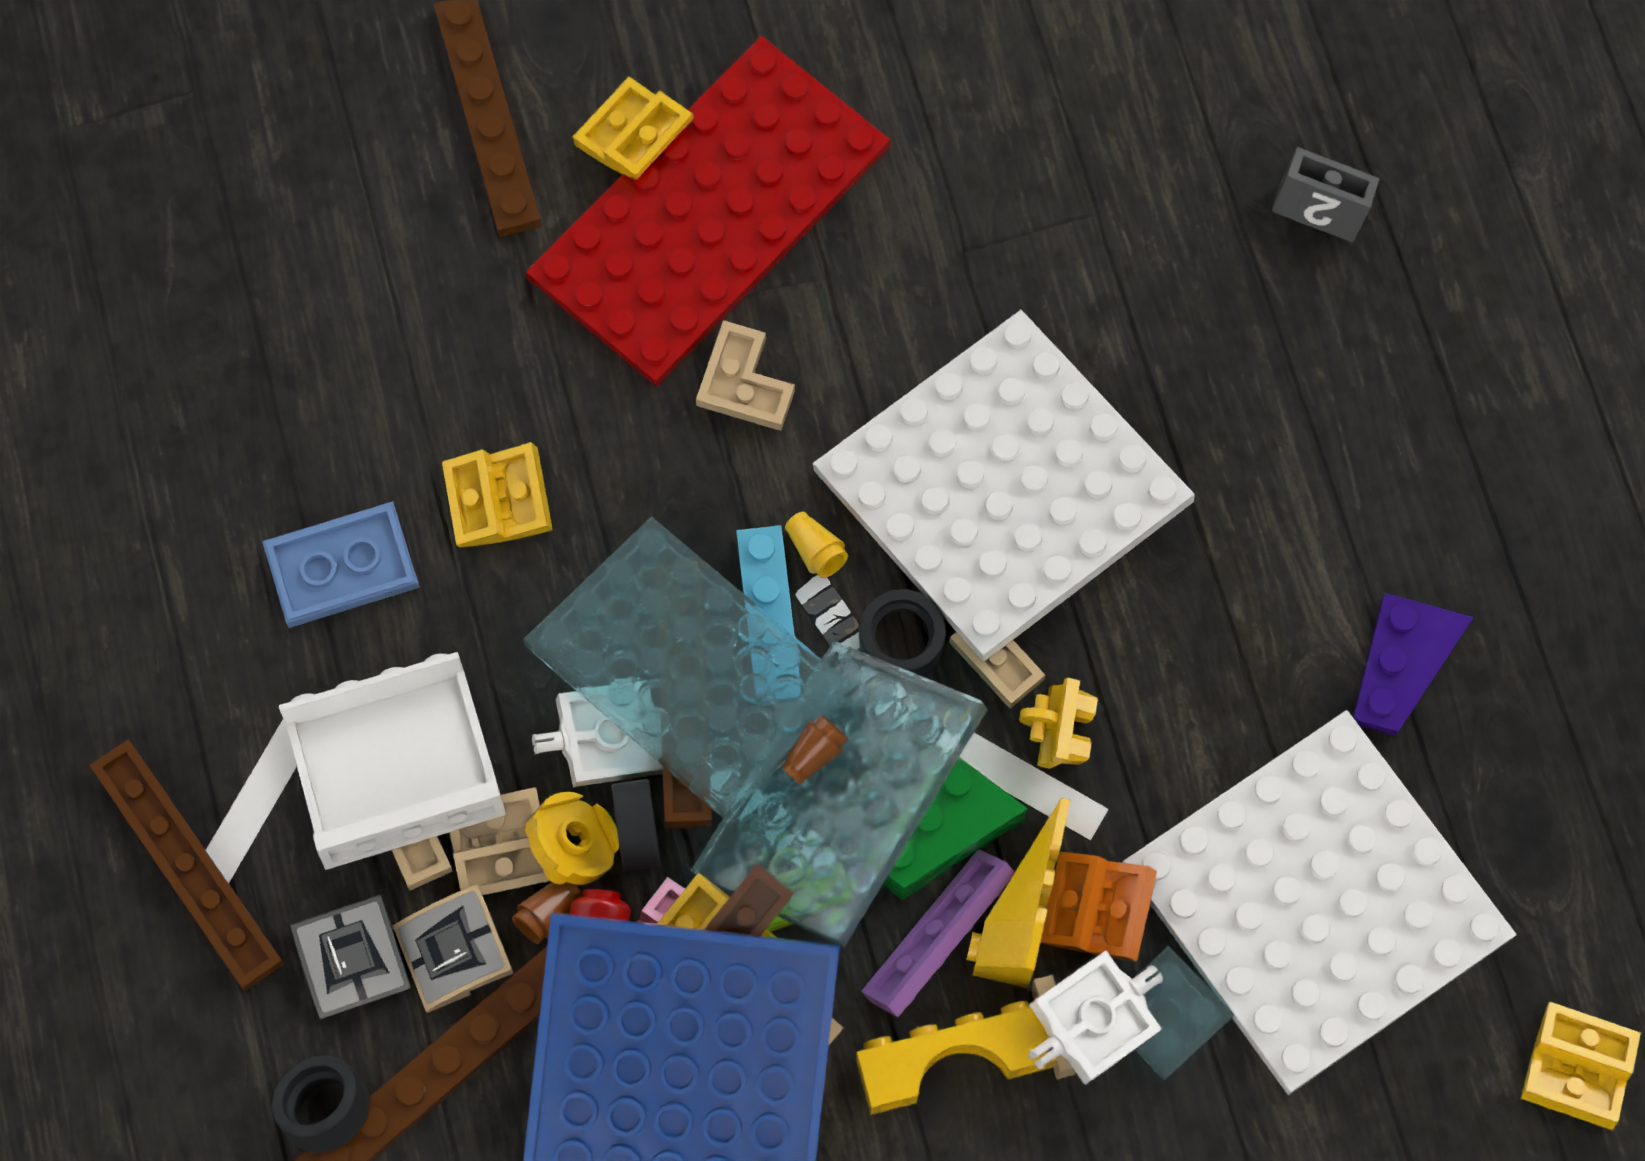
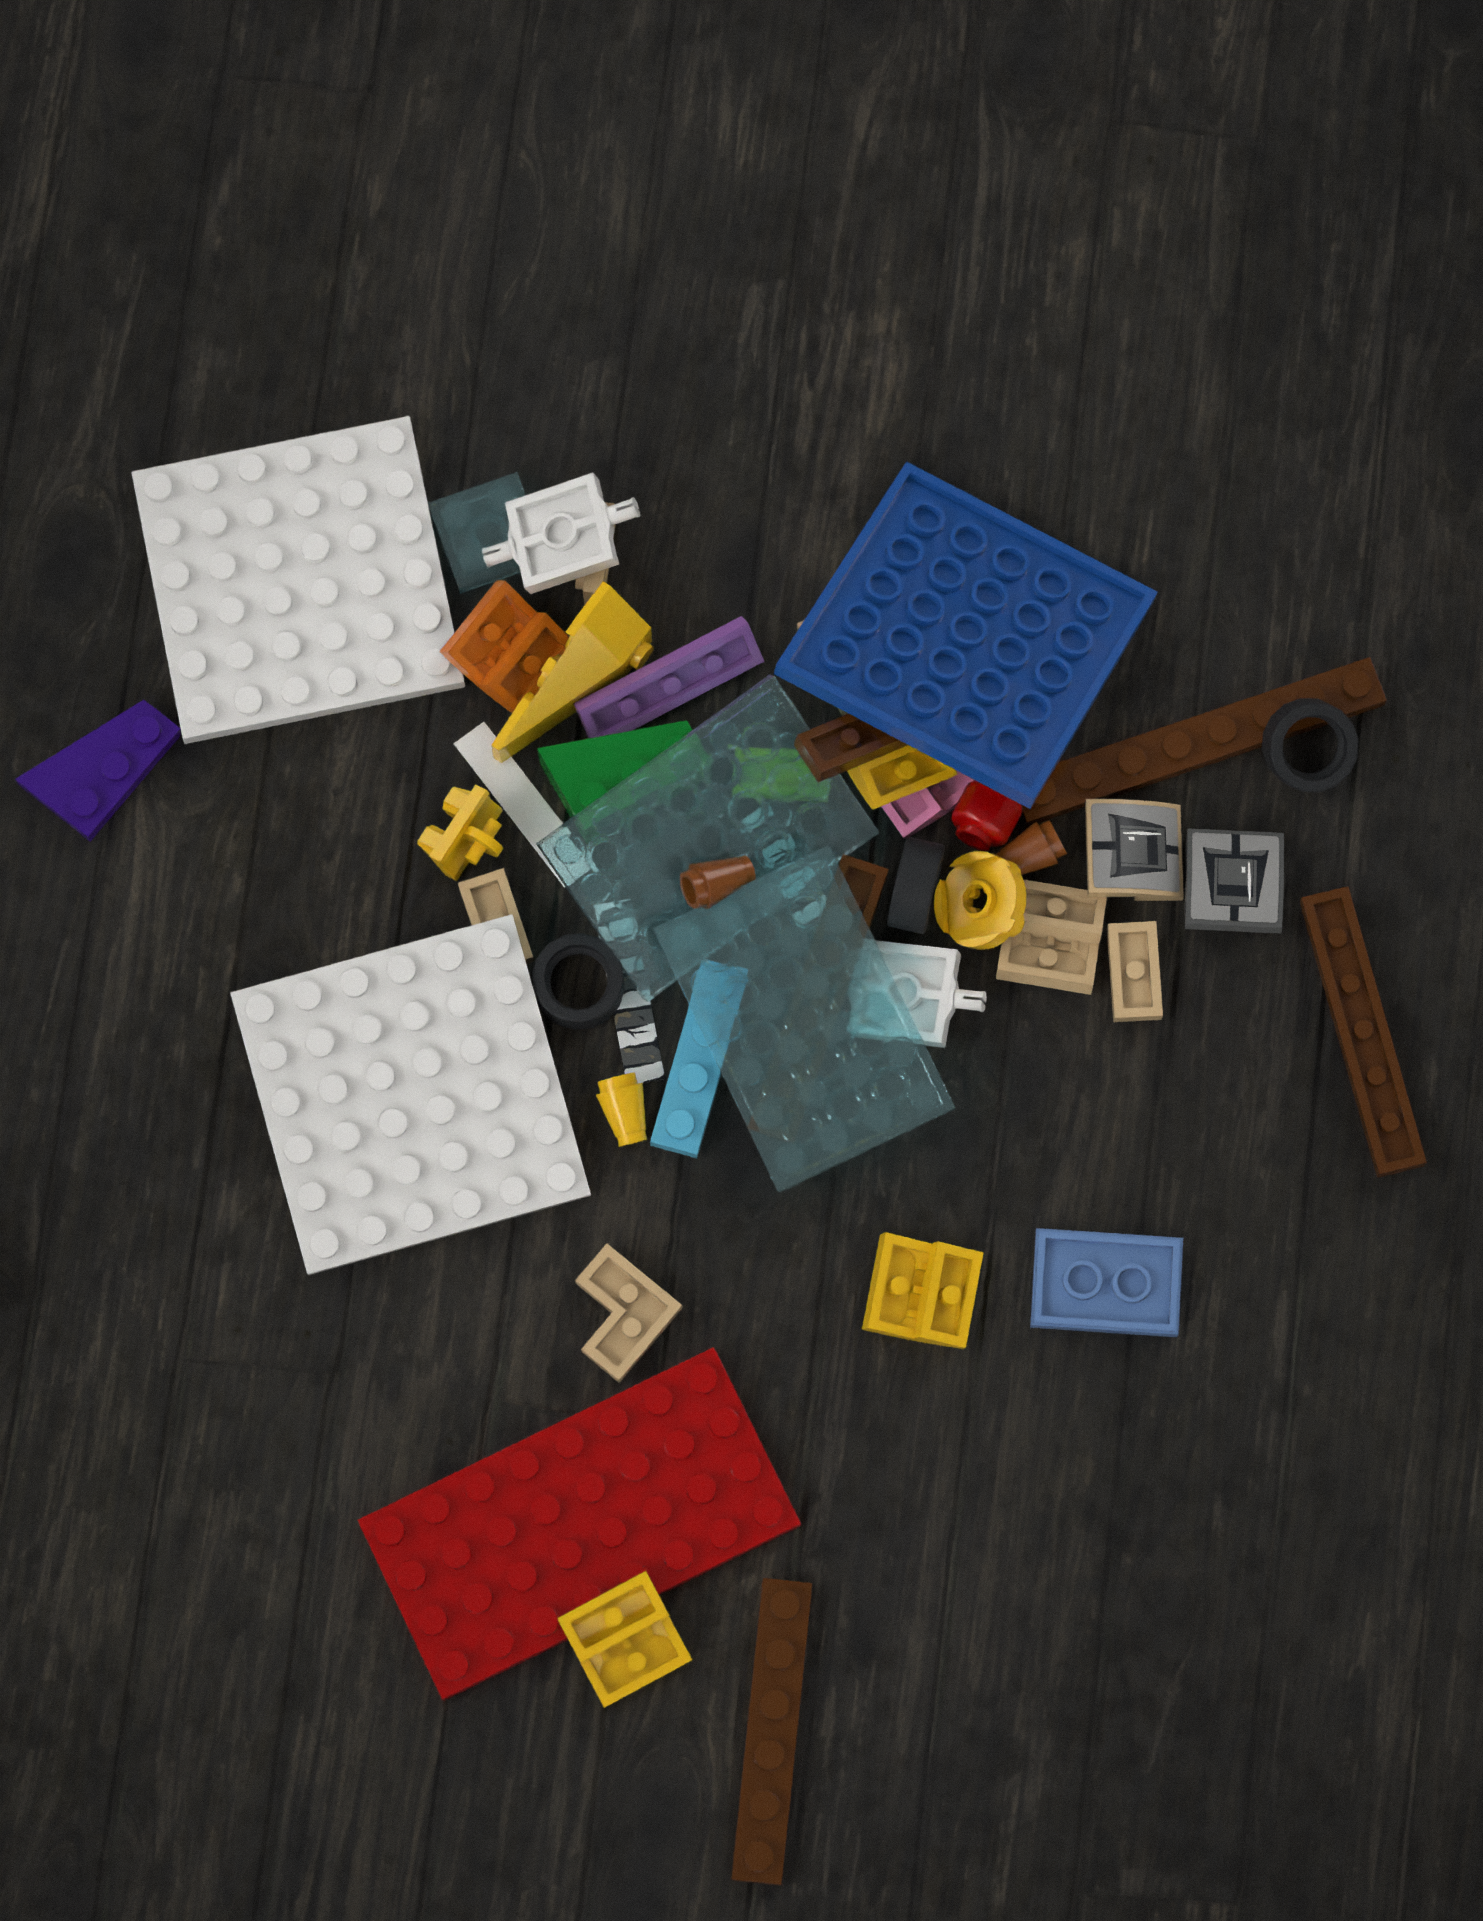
camera: 155 degrees left, 5 degrees up
(253, 804) = (1268, 1080): white sticker -> none
(392, 760) = (1127, 1047): white panel -> none
(895, 1069) = (760, 574): yellow arch -> none
(1580, 1065) = (133, 339): yellow slope -> none

